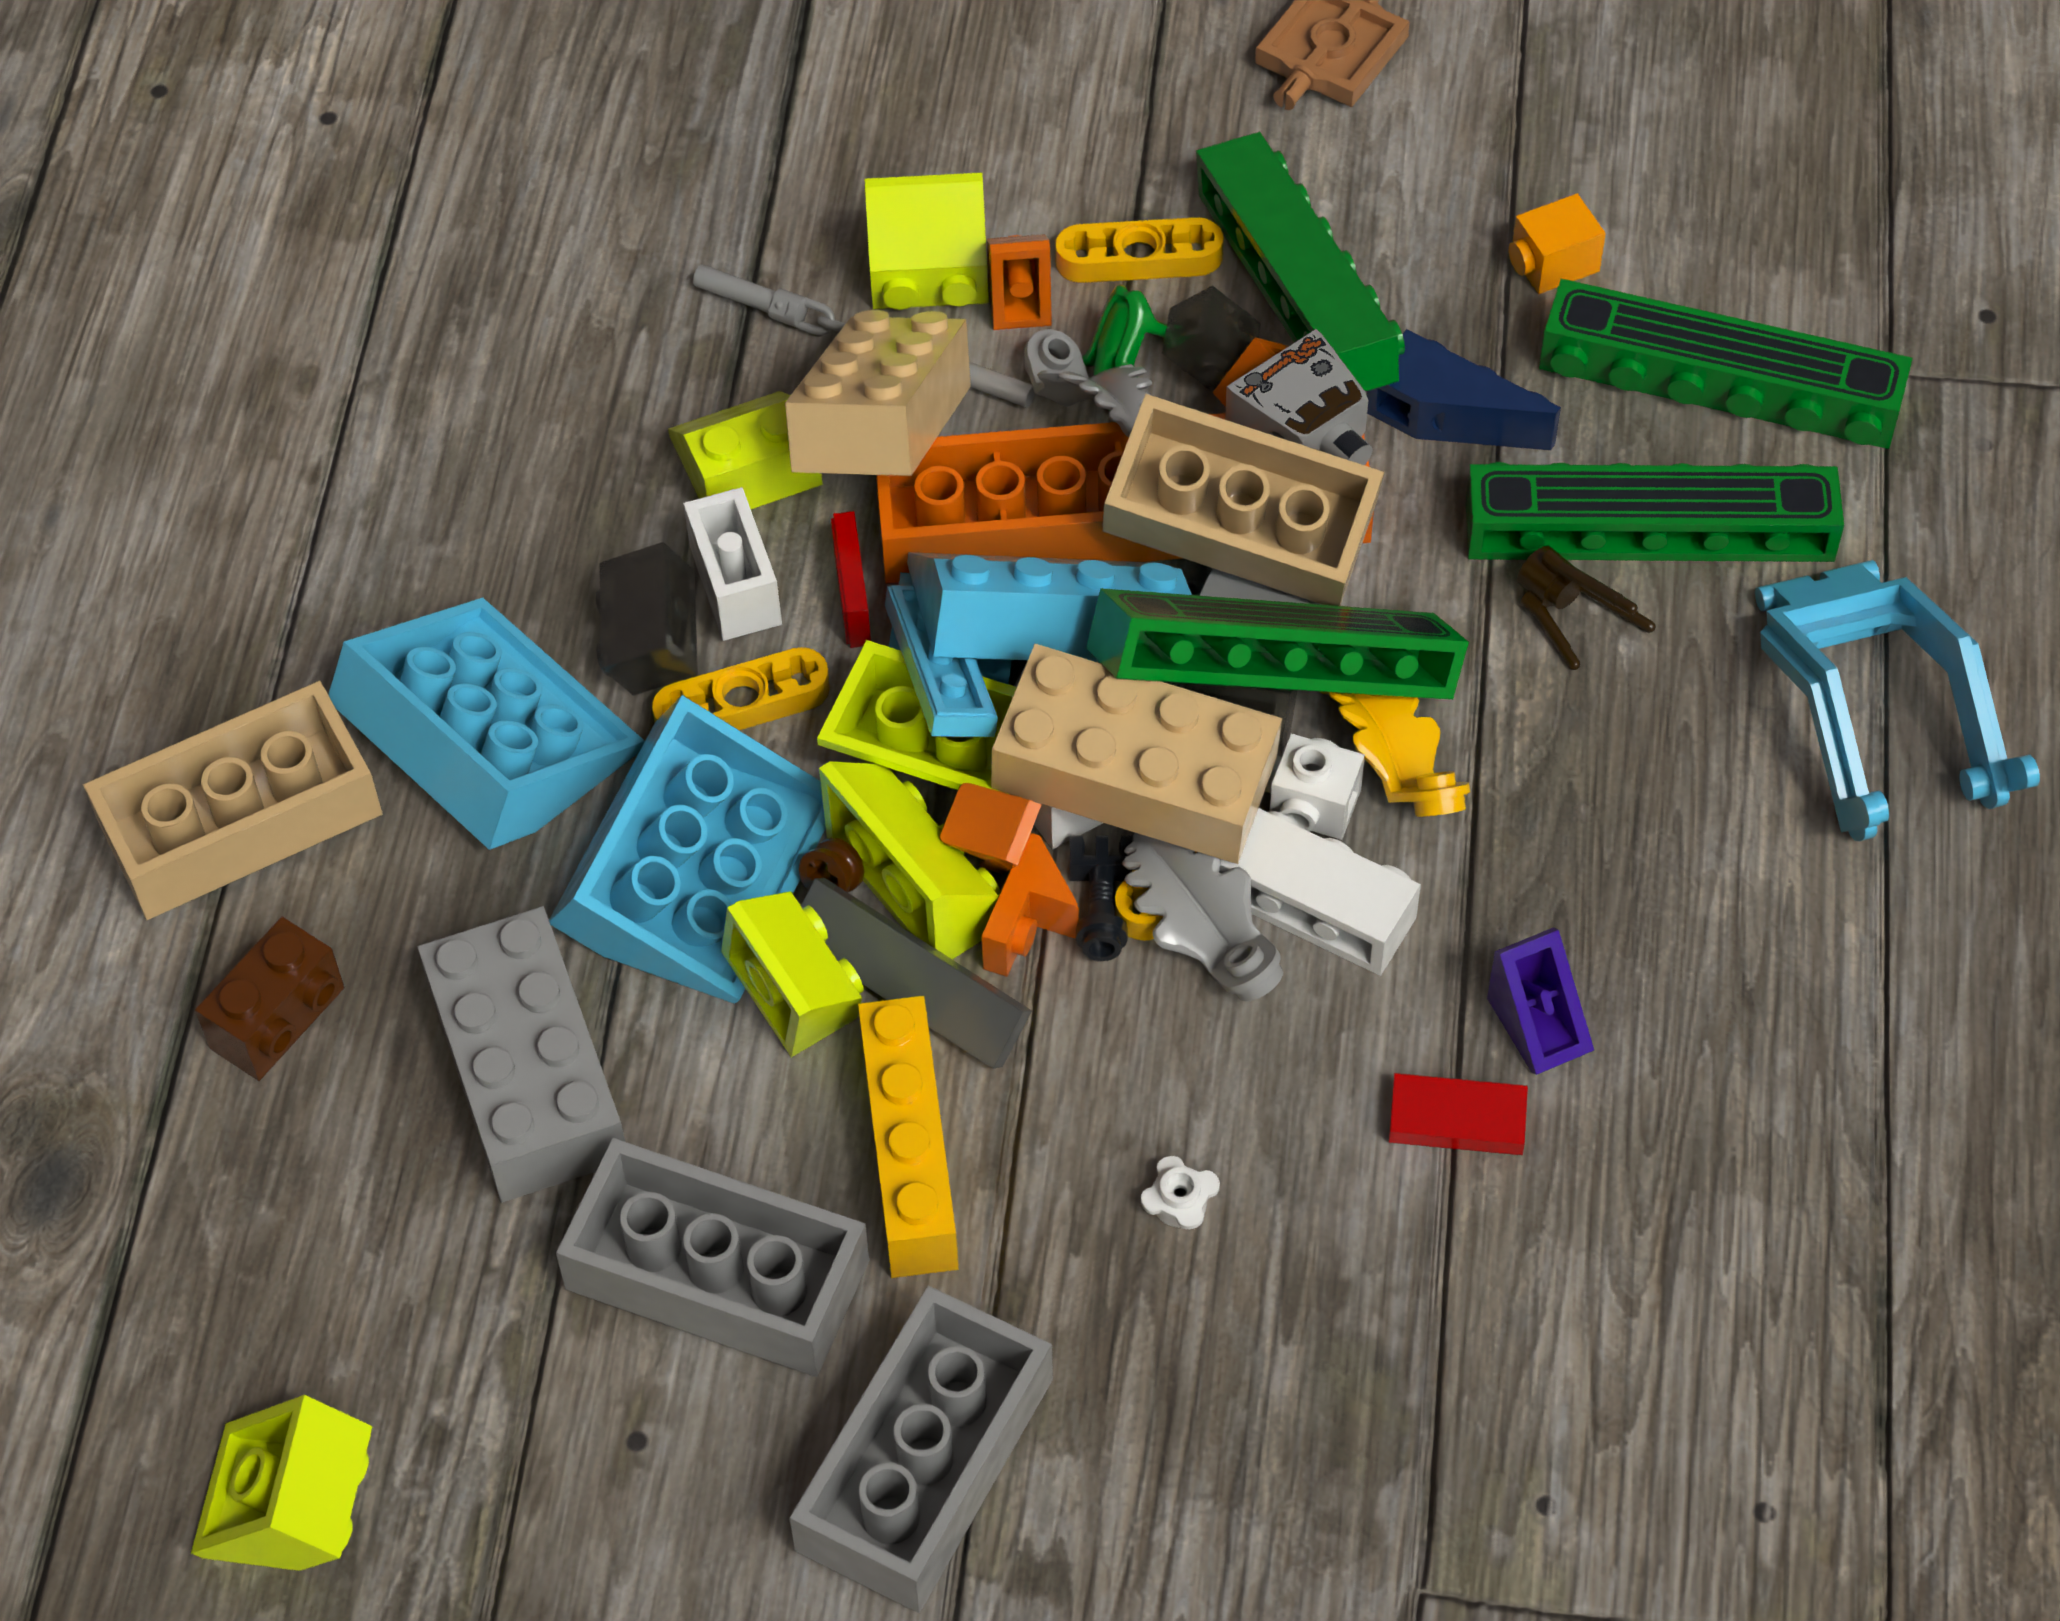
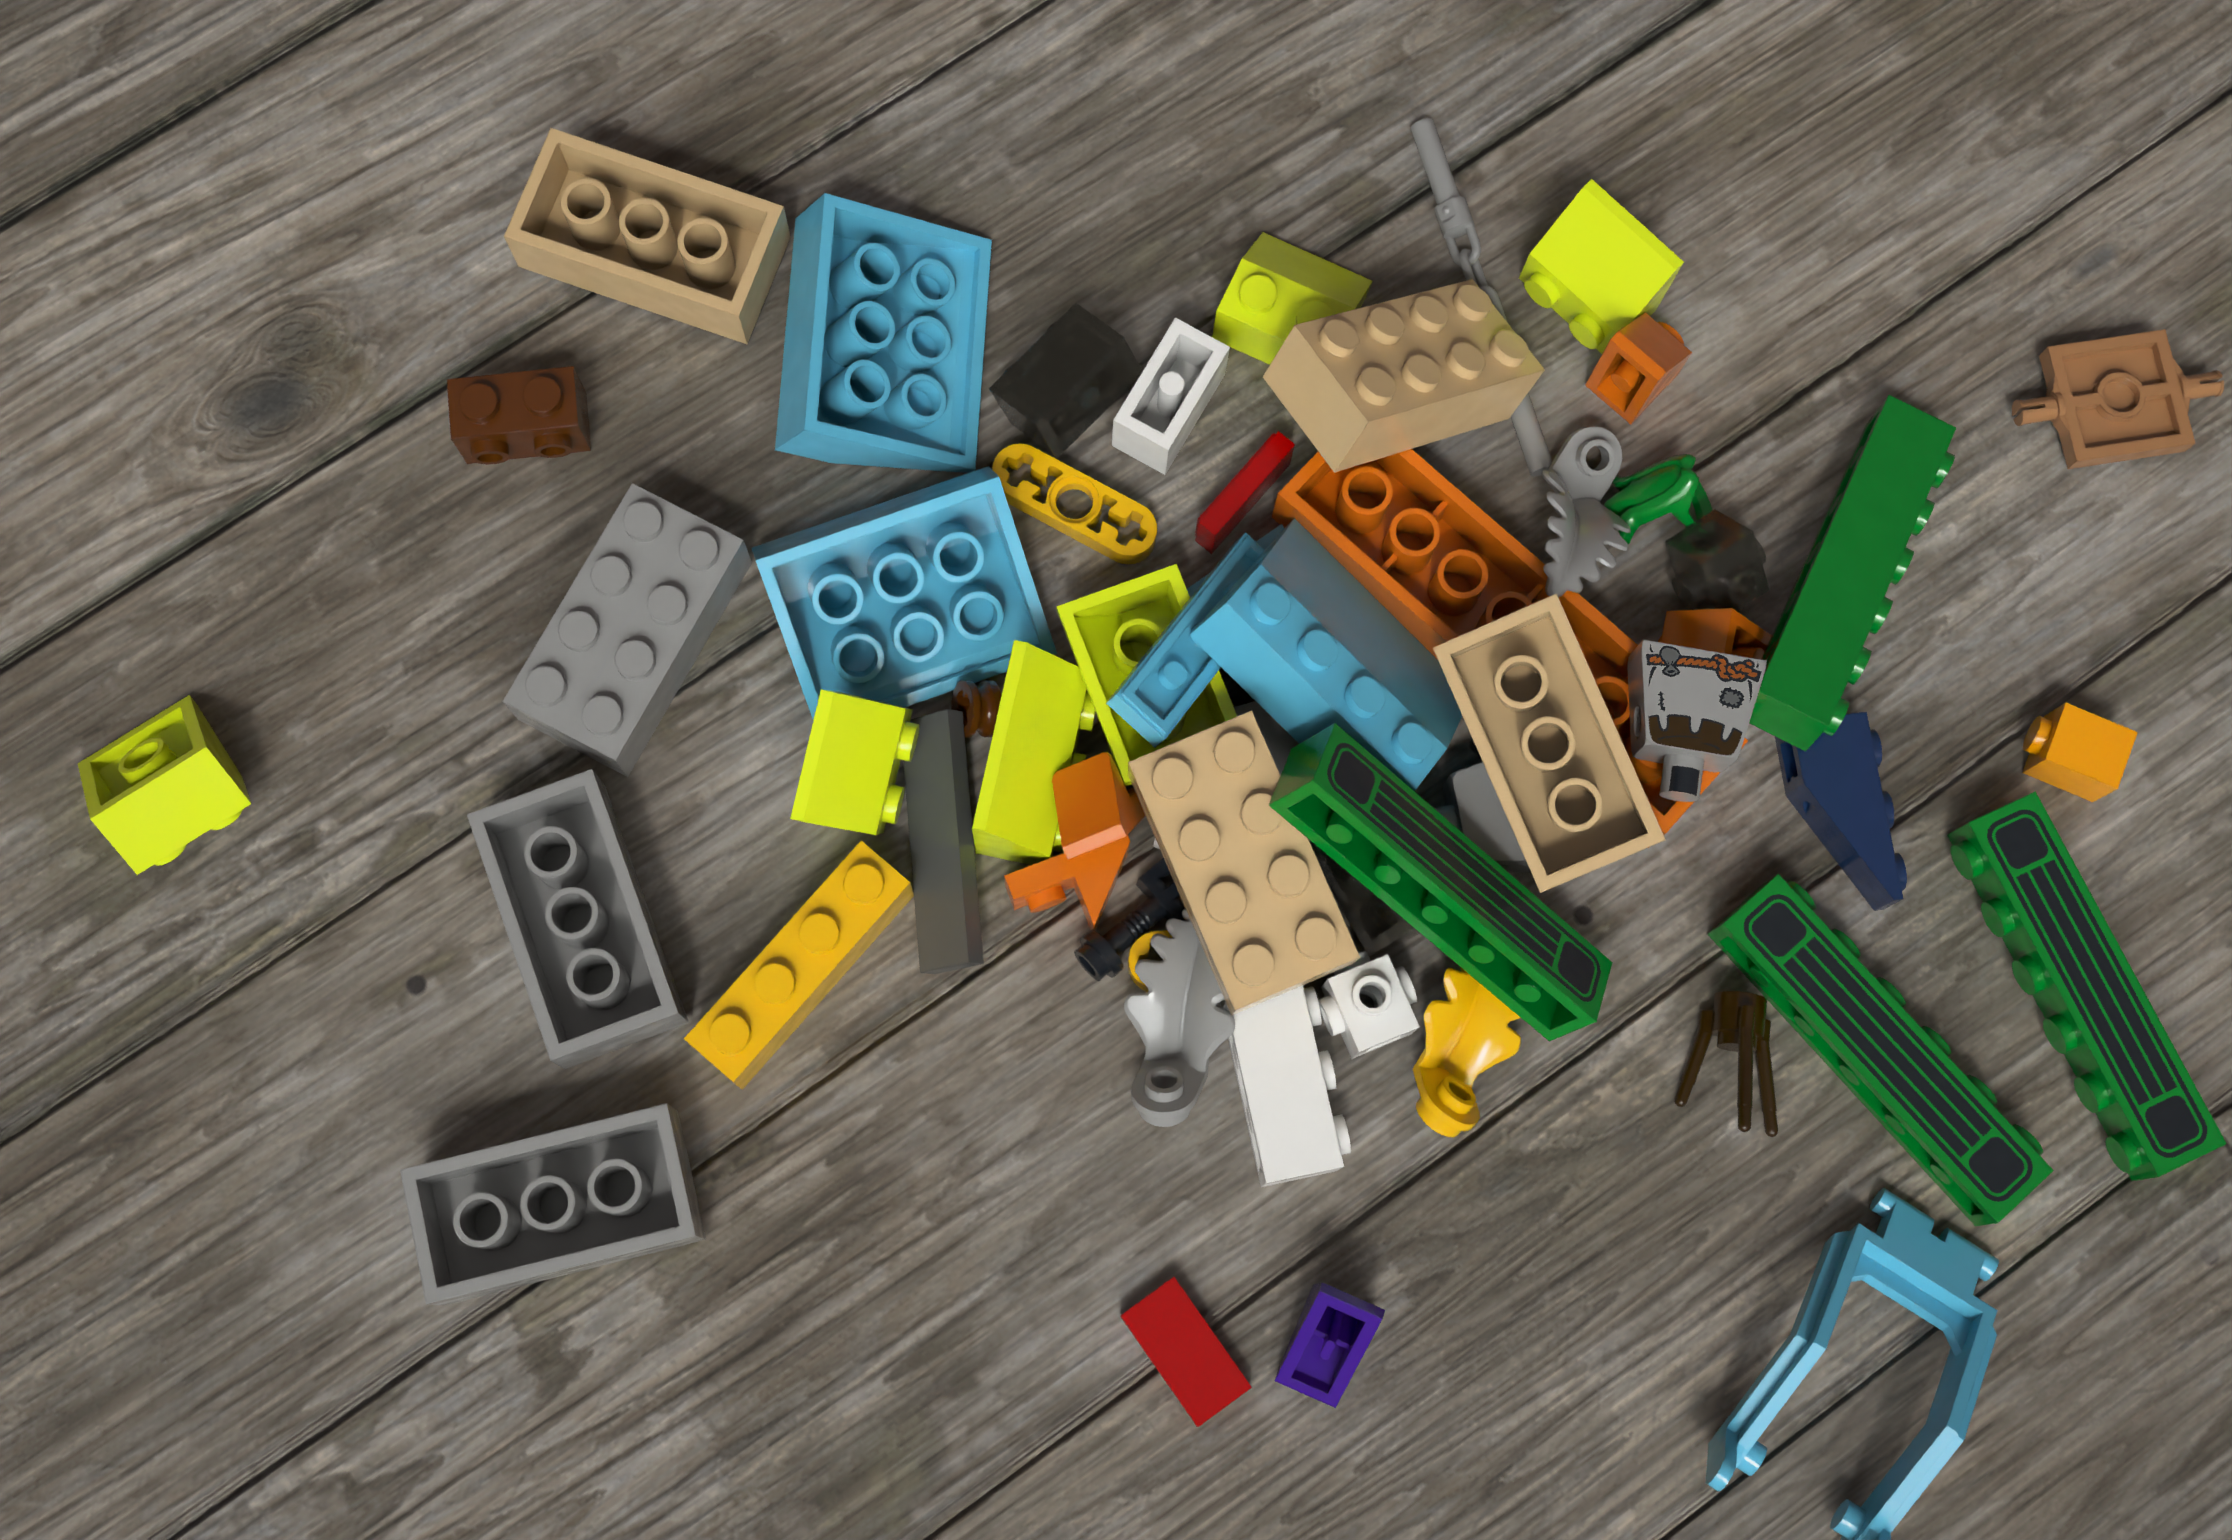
camera: 40 degrees right, 20 degrees up
(1156, 233) = (1808, 444): yellow beam -> none
(1174, 1210) = (916, 1193): white plate -> none

